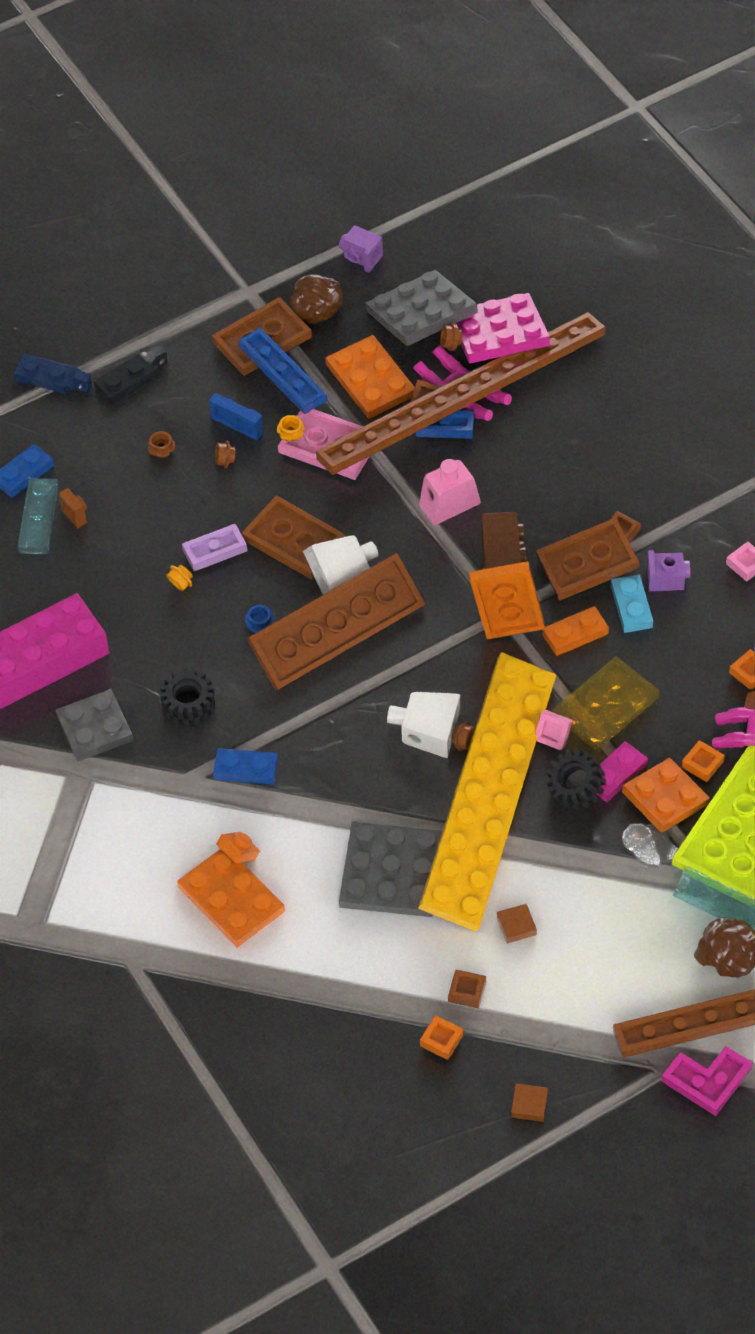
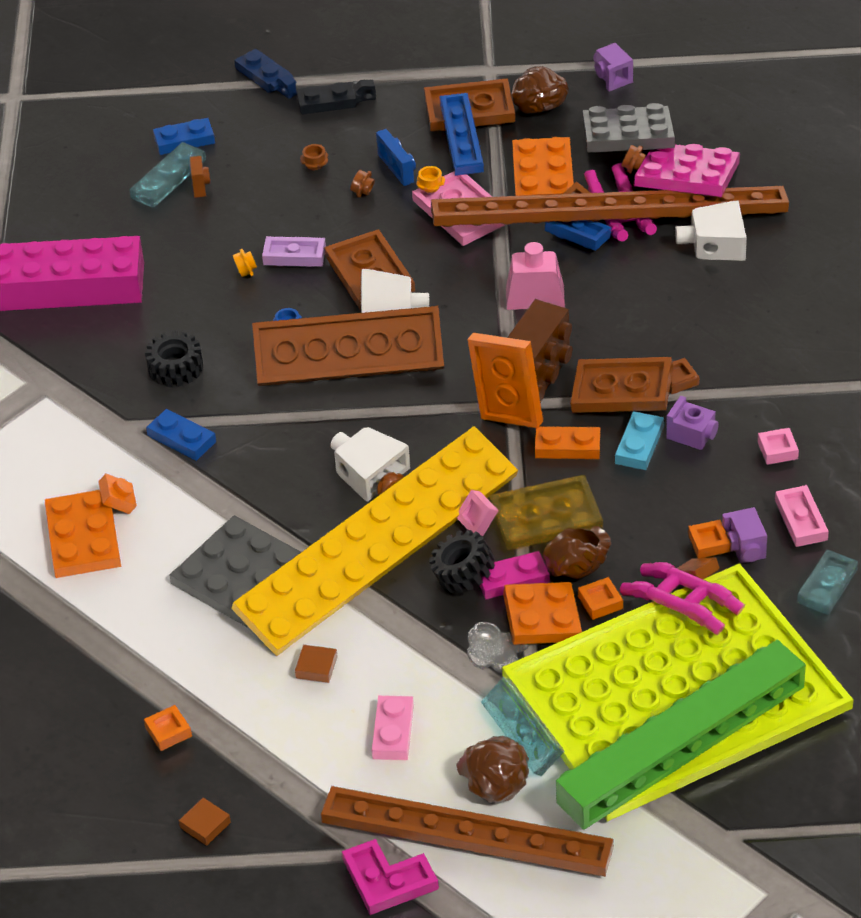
camera: 30 degrees right, 10 degrees down
(94, 725) = (80, 351): flat silver plate -> none
(467, 989) = (227, 699): dark orange tile -> none
(564, 380) = (716, 232): none -> white torso
(618, 950) = (392, 727): none -> bright pink plate
(660, 729) = (577, 552): none -> reddish brown hair

